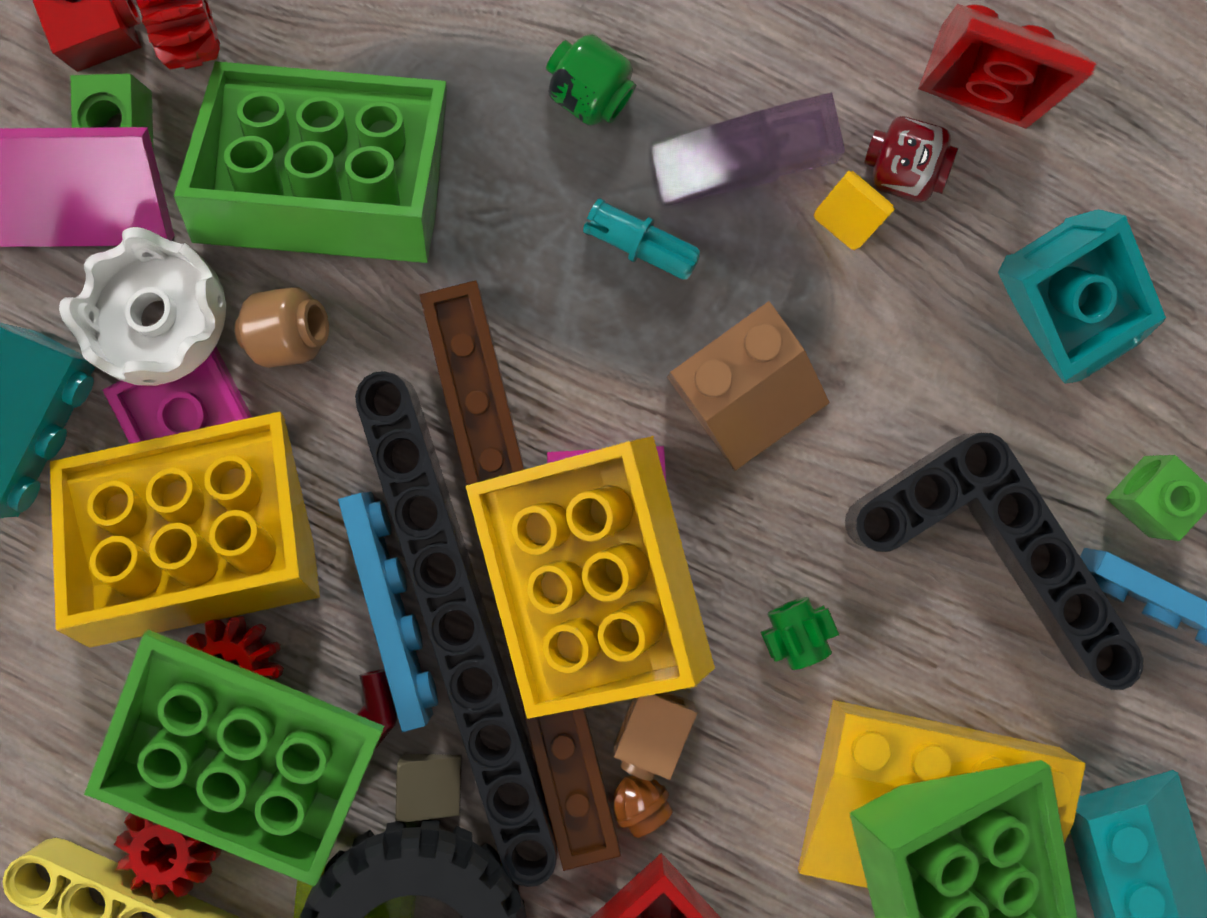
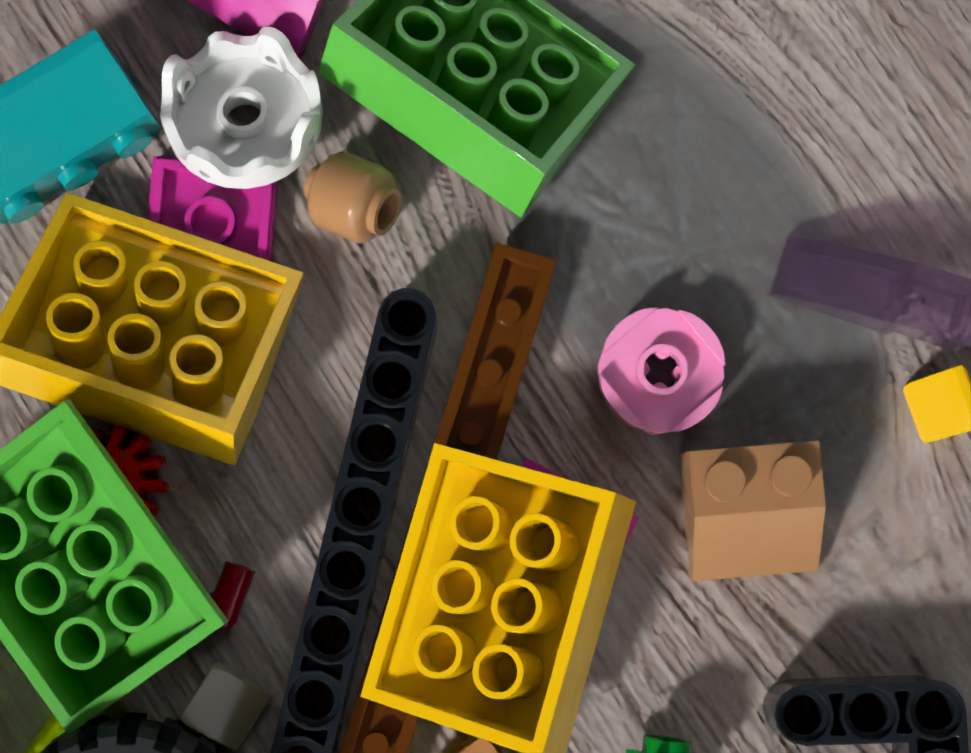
camera: 30 degrees right, 5 degrees down
(395, 633) = (285, 541): dark azure plate -> none
(590, 80) = (769, 141): green head -> none
(597, 288) = (697, 372): none -> bright pink plate
(641, 239) = (731, 314): teal axle -> none

